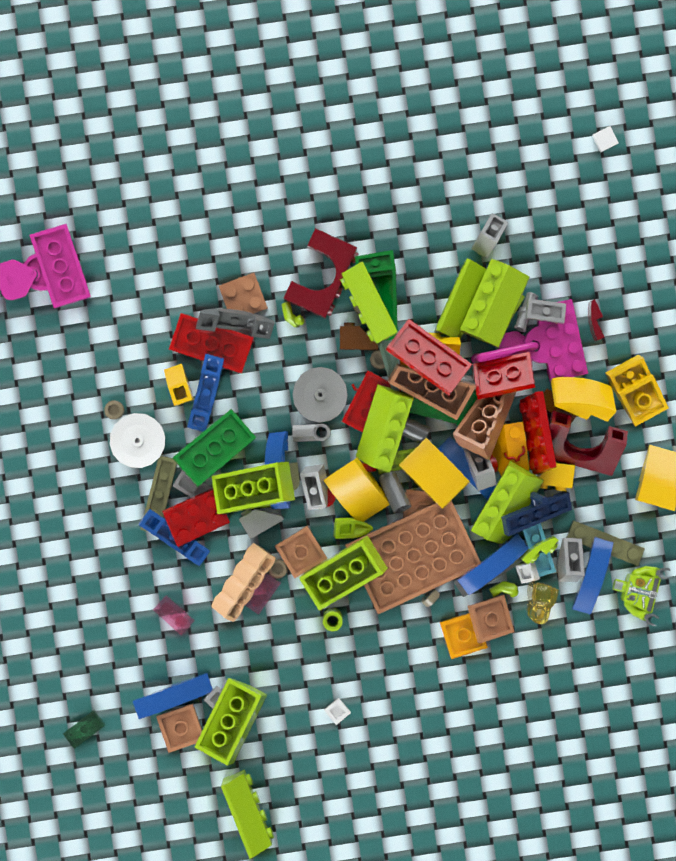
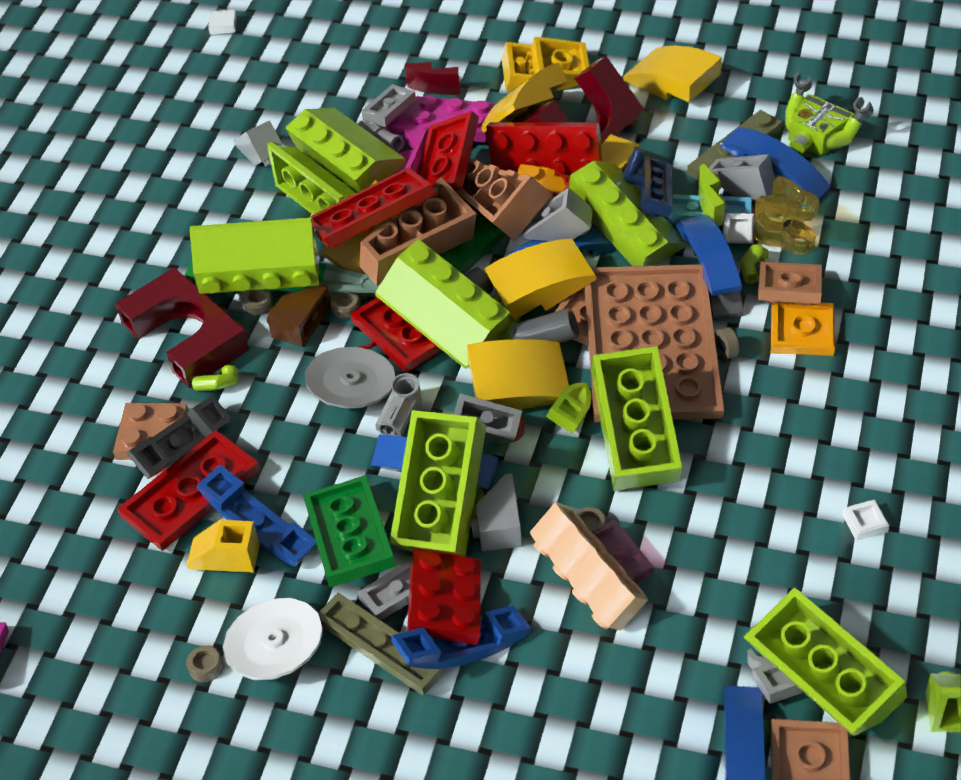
camera: 60 degrees left, 40 degrees down
(173, 615) = (597, 695): clear pink plate -> none
(301, 552) = (578, 478): nougat plate -> none
(332, 626) = (705, 460): lime pin -> none

